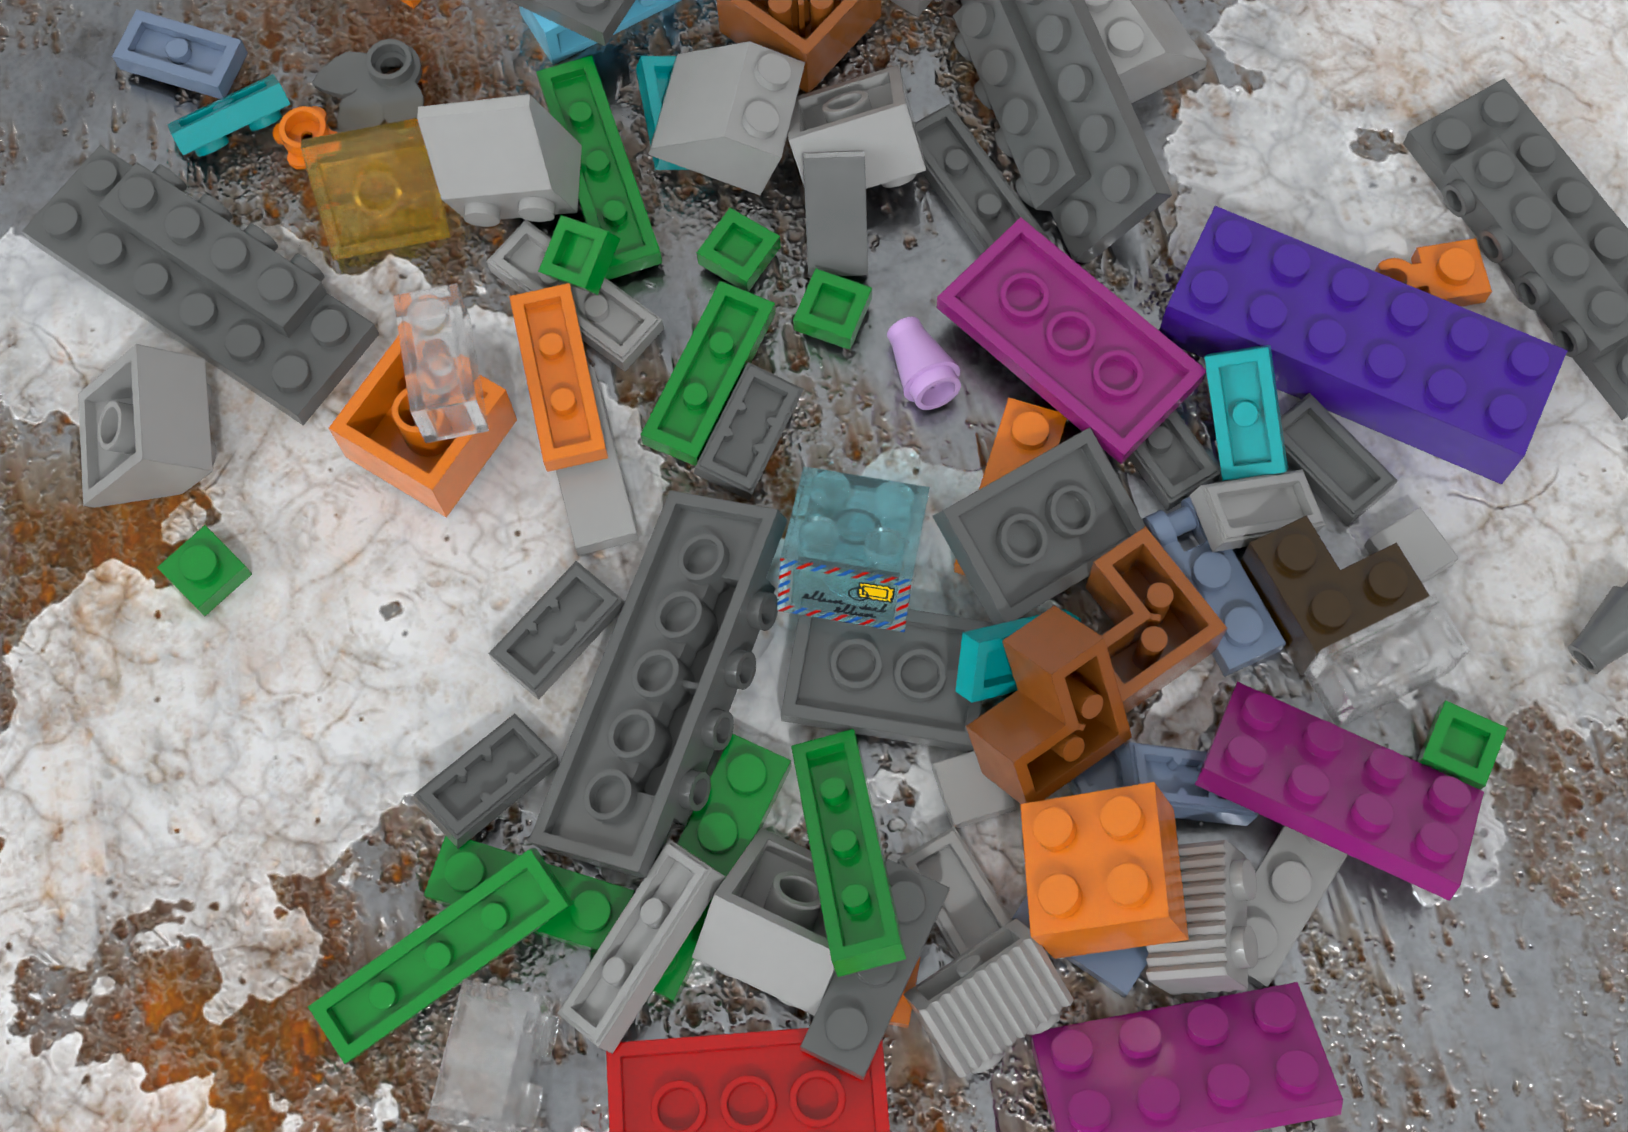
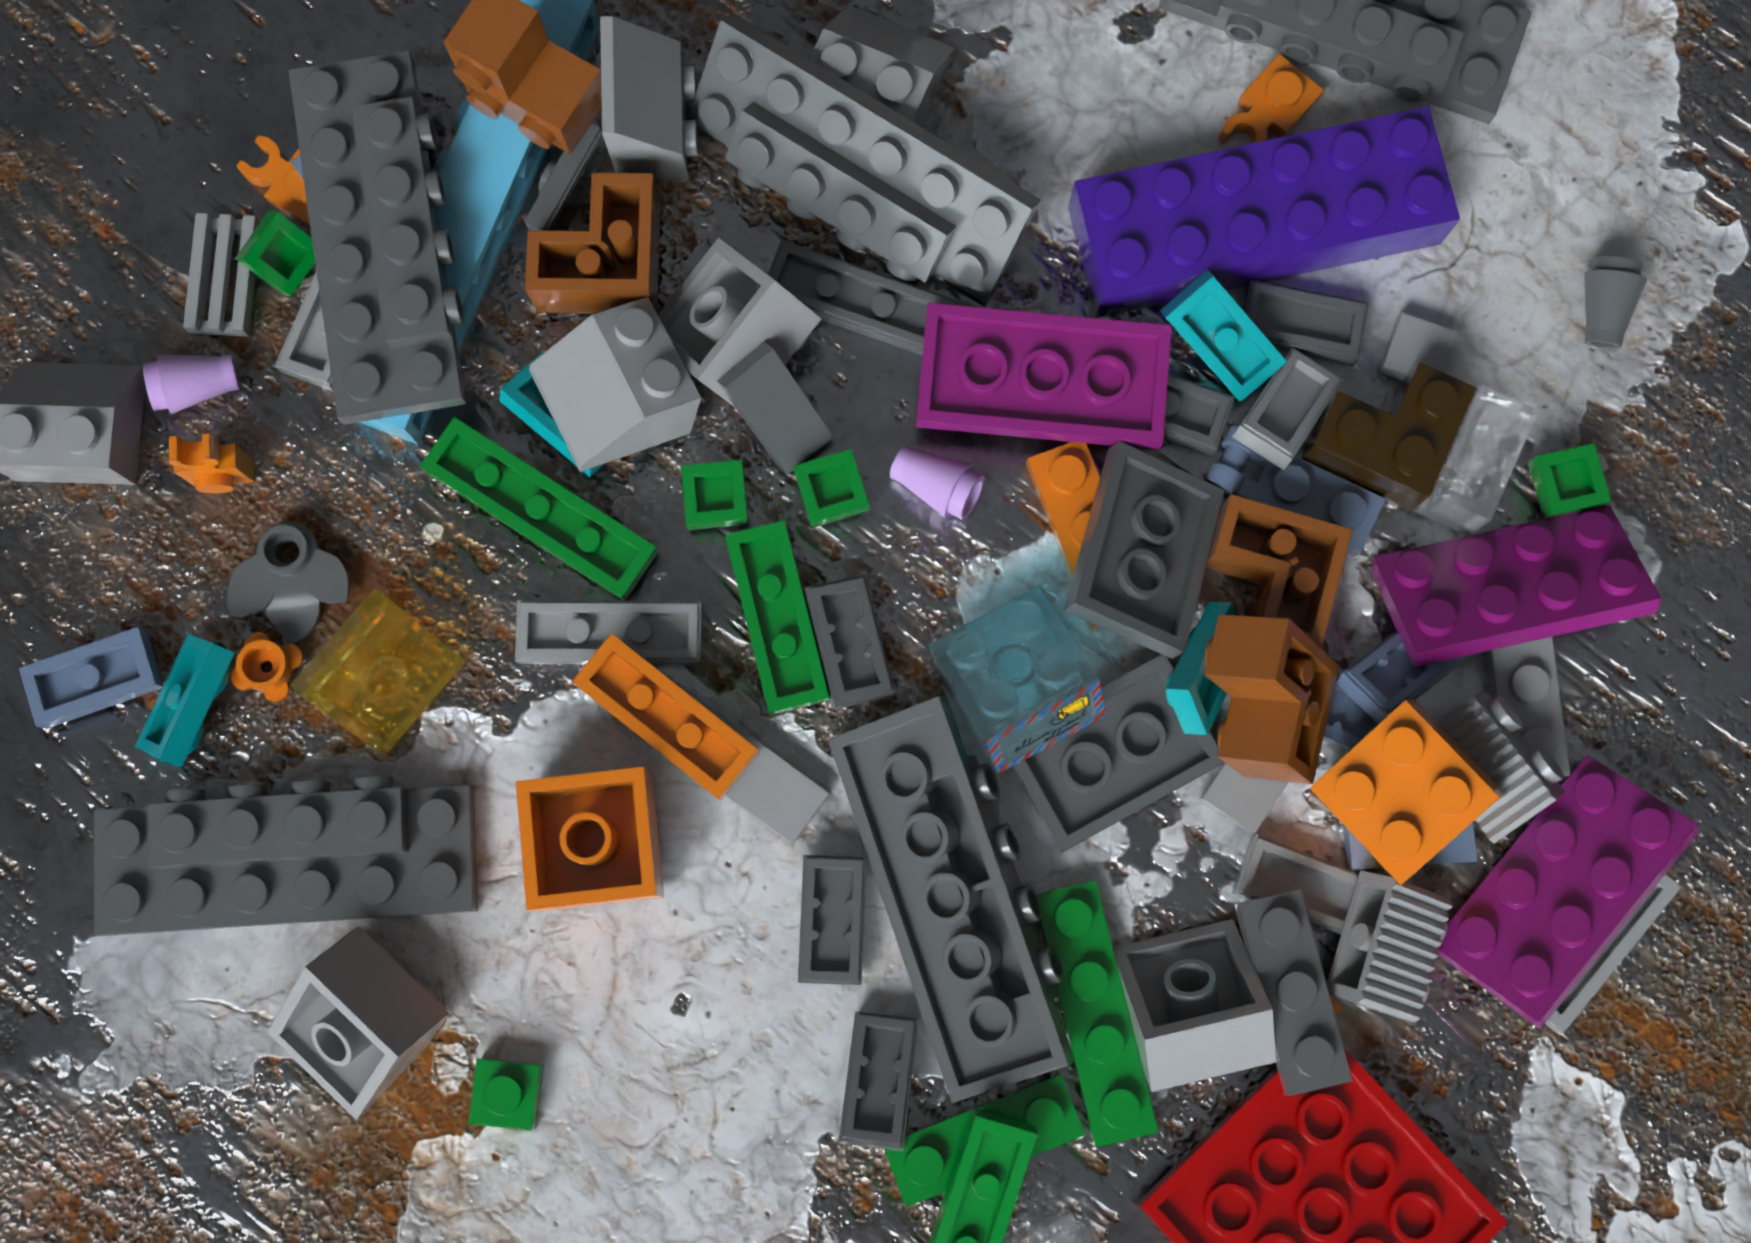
camera: 40 degrees left, 10 degrees up
(440, 363) = (583, 791): clear brick -> none
(501, 159) = (470, 573): light grey slope -> none
(579, 254) = (597, 602): green plate -> none
(640, 946) = (1109, 1115): light grey tile -> none
(847, 854) = (1208, 924): green plate -> none

